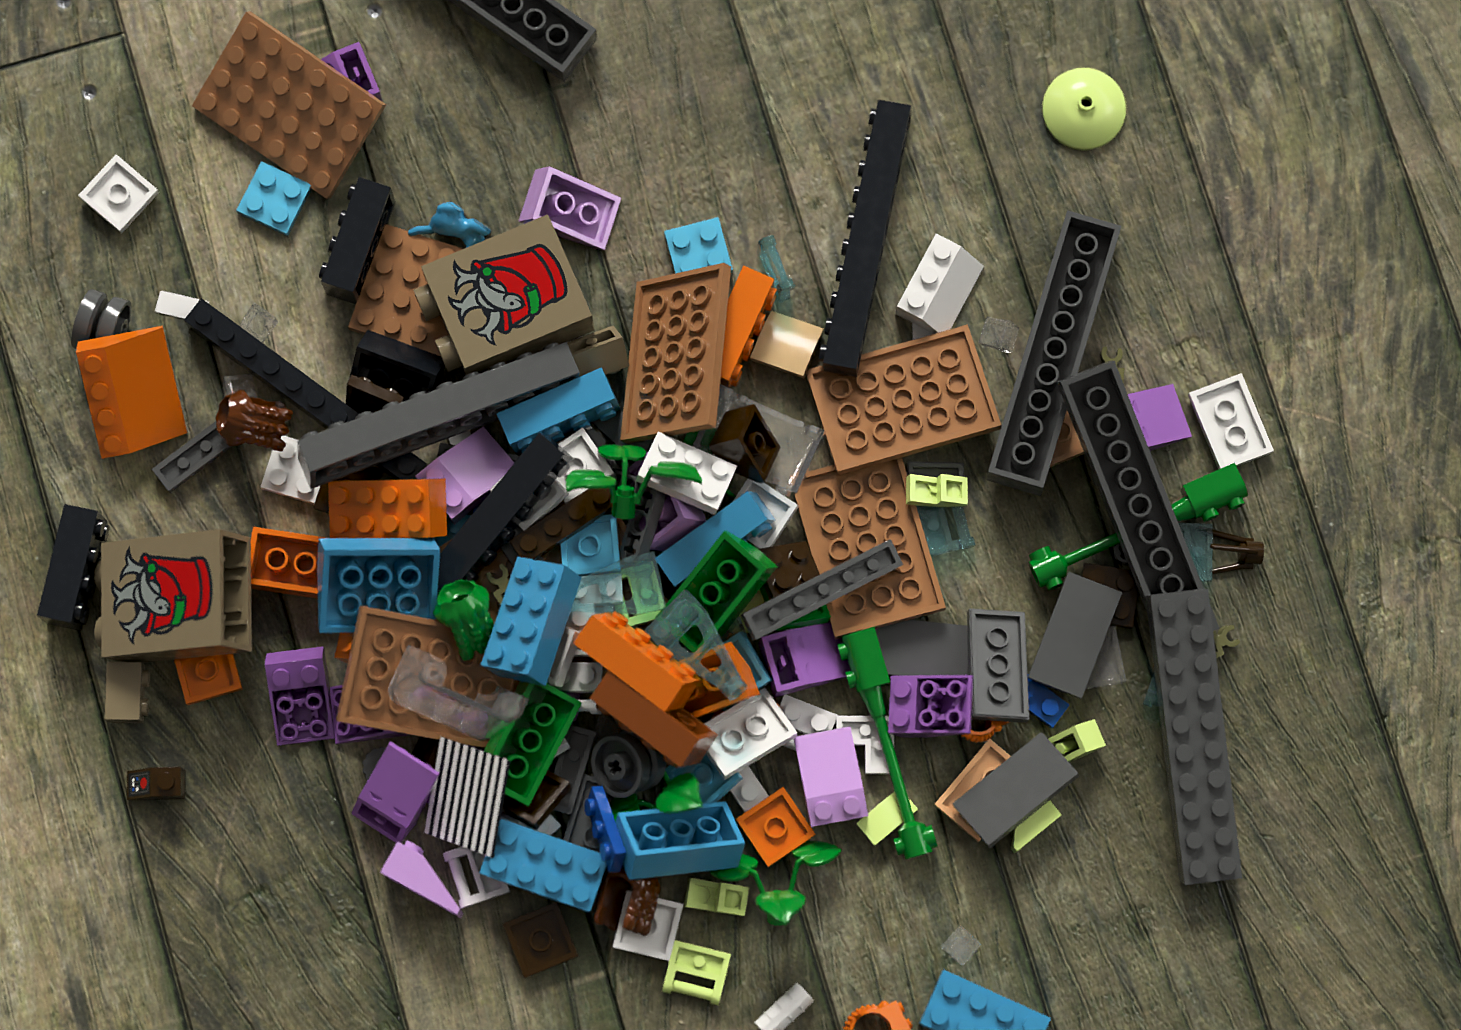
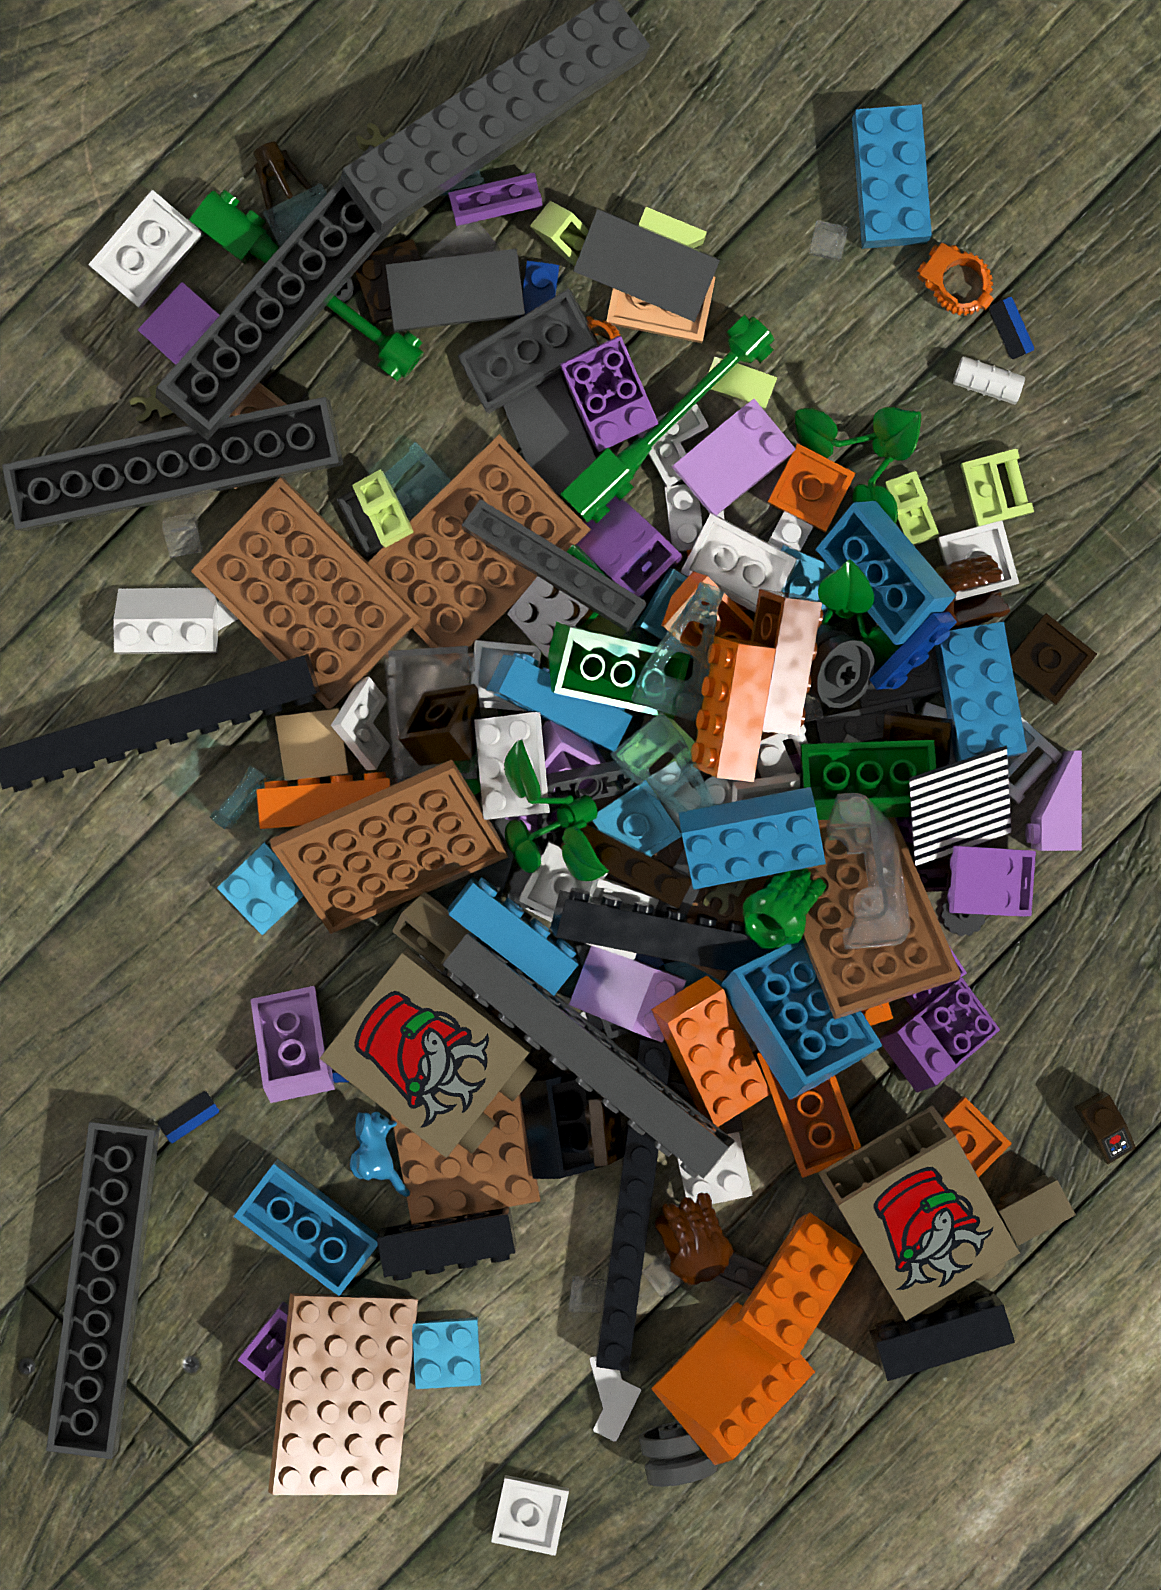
camera: 115 degrees left, 10 degrees up
(158, 300) = (617, 1410): none -> white sticker
(172, 476) = (797, 1288): none -> orange brick
(427, 146) = (308, 1227): none -> dark azure brick
(559, 106) = (188, 1116): none -> black sticker
(781, 381) = (356, 725): none -> white plate
(1129, 704) = (495, 199): none -> medium lavender hinge

